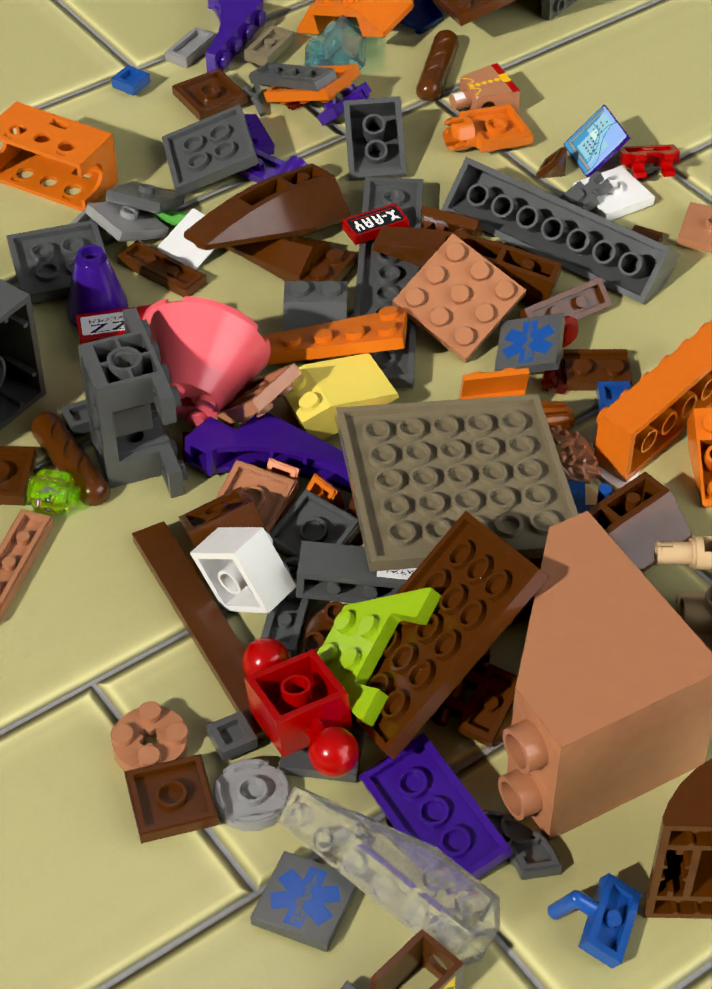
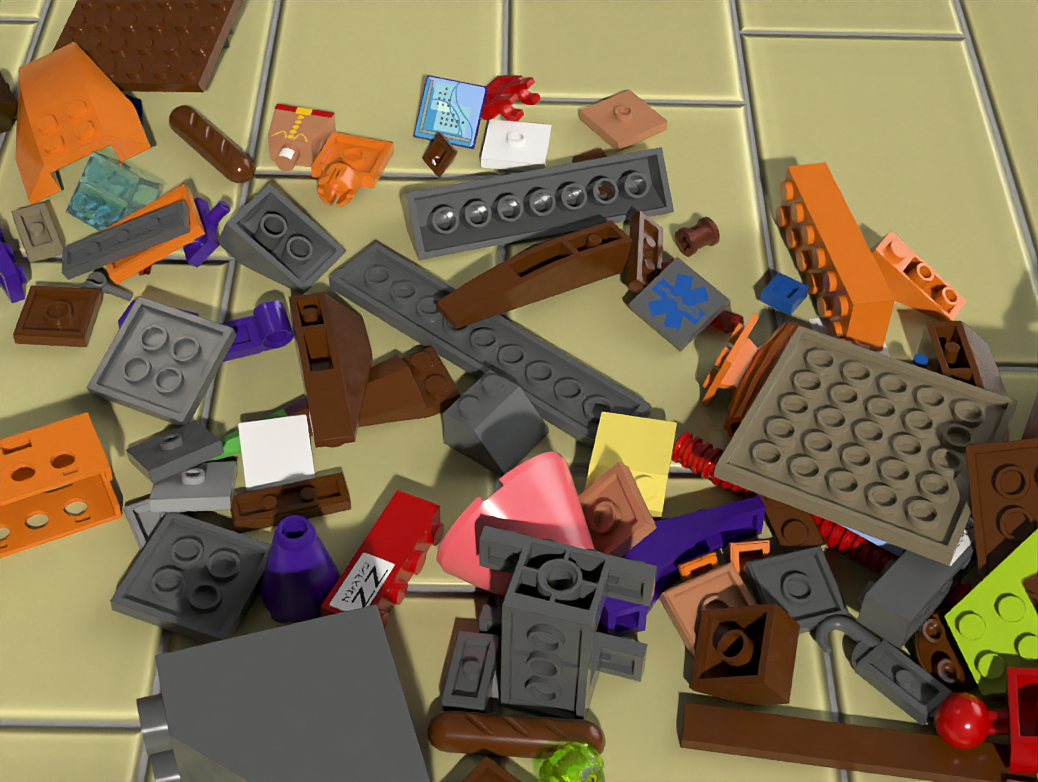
camera: 55 degrees left, 0 degrees up
(243, 569) = (844, 666): white brick -> none
(341, 338) = (559, 416): orange wing -> none
(368, 224) = (412, 307): tile -> none
(449, 221) = (451, 264): reddish brown plate -> none
(459, 297) = (586, 309): nougat plate -> none
(586, 195) = (510, 160): dark grey plate -> none
(588, 366) = (739, 282): reddish brown plate -> none
(621, 324) = (697, 236): none -> copper bush

